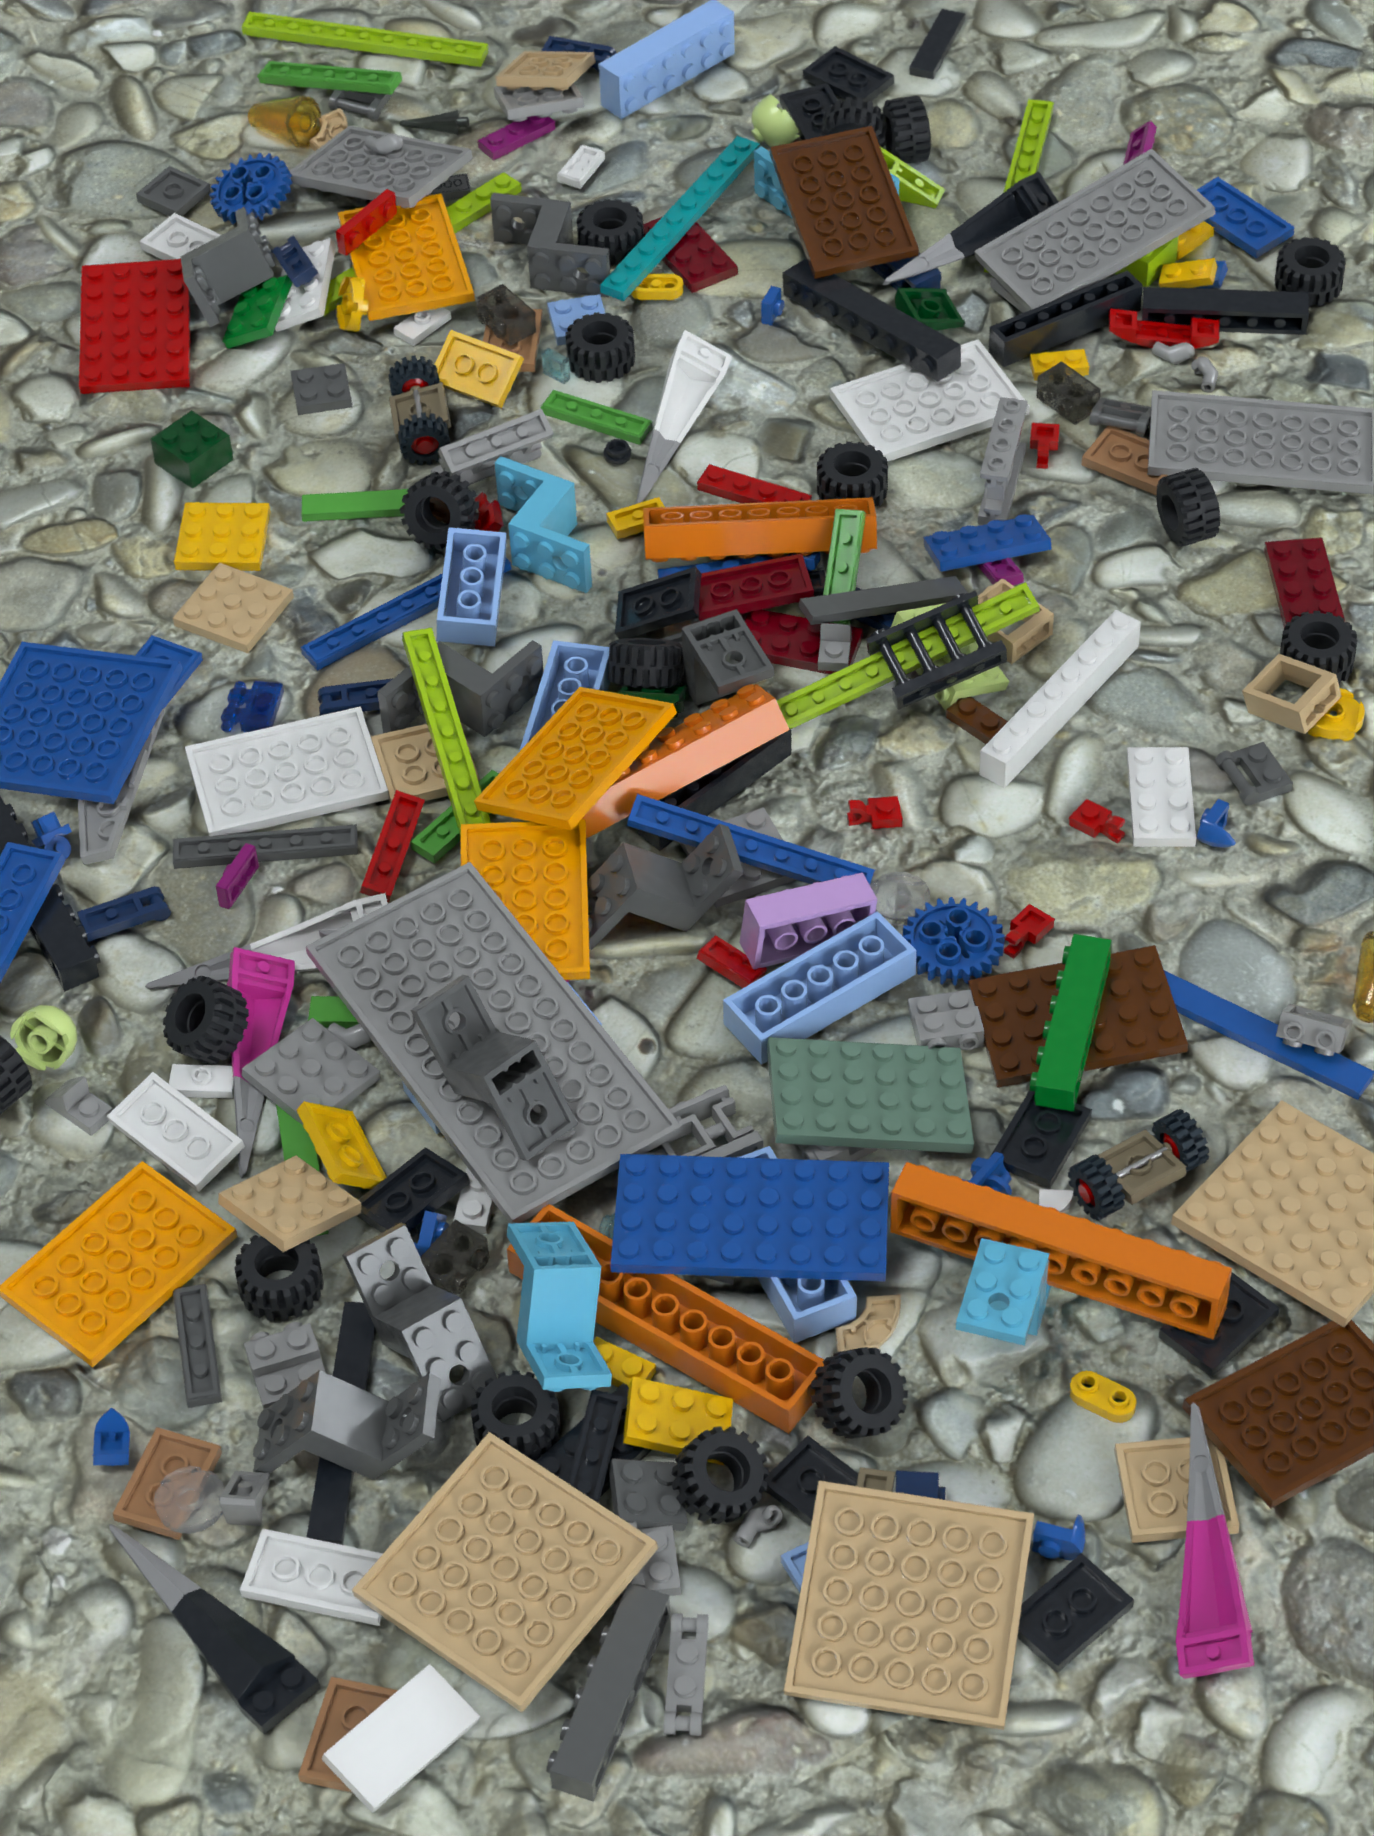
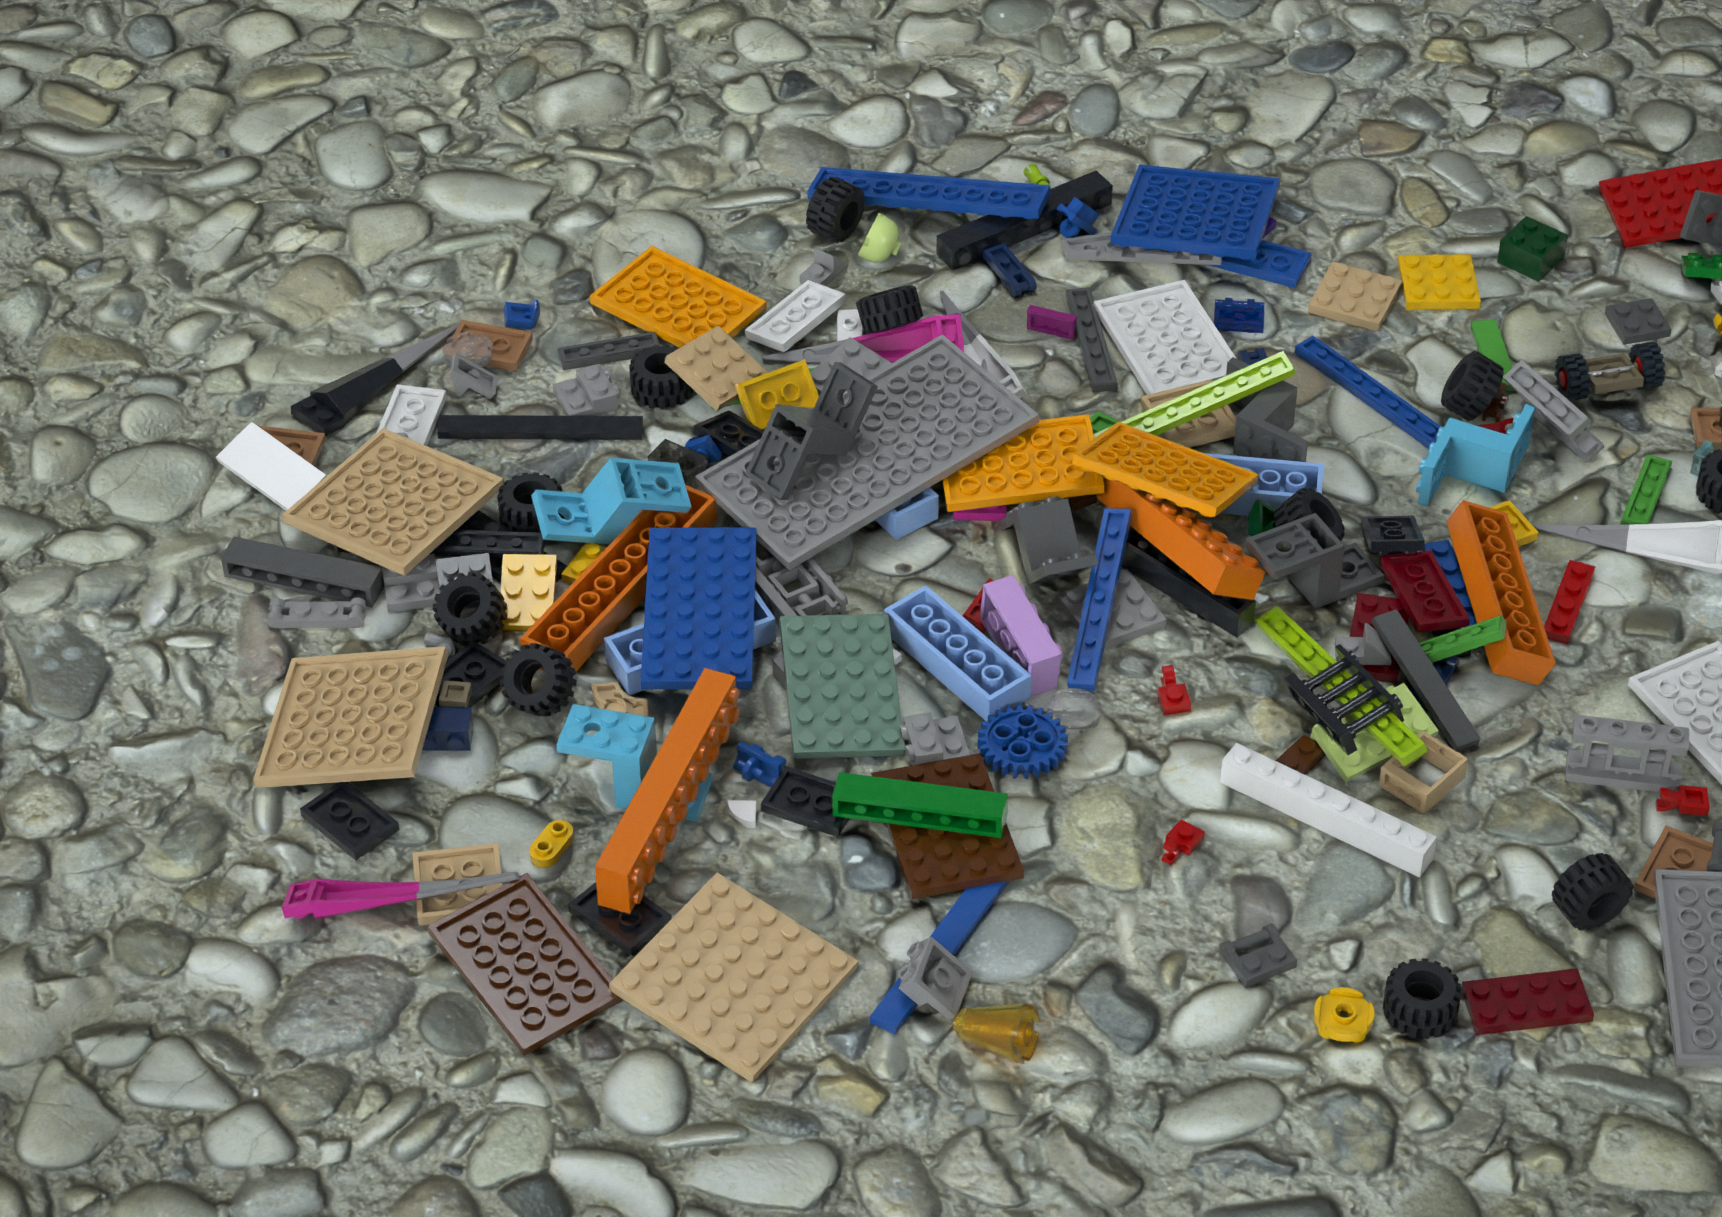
camera: 85 degrees right, 5 degrees down
(347, 1425) = (517, 411): dark grey bracket -> none
(392, 845) = (1090, 400): red plate -> none
(420, 1317) = (595, 439): dark grey bracket -> none
(471, 587) = (1387, 416): light blue brick -> none
(477, 368) = (1677, 404): yellow plate -> none
(617, 452) = (1598, 507): black plate -> none
(852, 472) = (1591, 658): black tyre -> none
(987, 542) = (1528, 758): blue plate -> none
(1002, 569) = (1496, 768): magenta plate -> none
(1028, 925) = (1042, 792): red plate -> none
(1058, 1541) = (411, 811): blue plate -> none
(1139, 1165) = (773, 854): plate -> none
(1161, 797) = (1220, 887): white plate -> none
(1212, 825) = (1180, 918): blue plate -> none
(1302, 715) = (1353, 991): tan window -> none

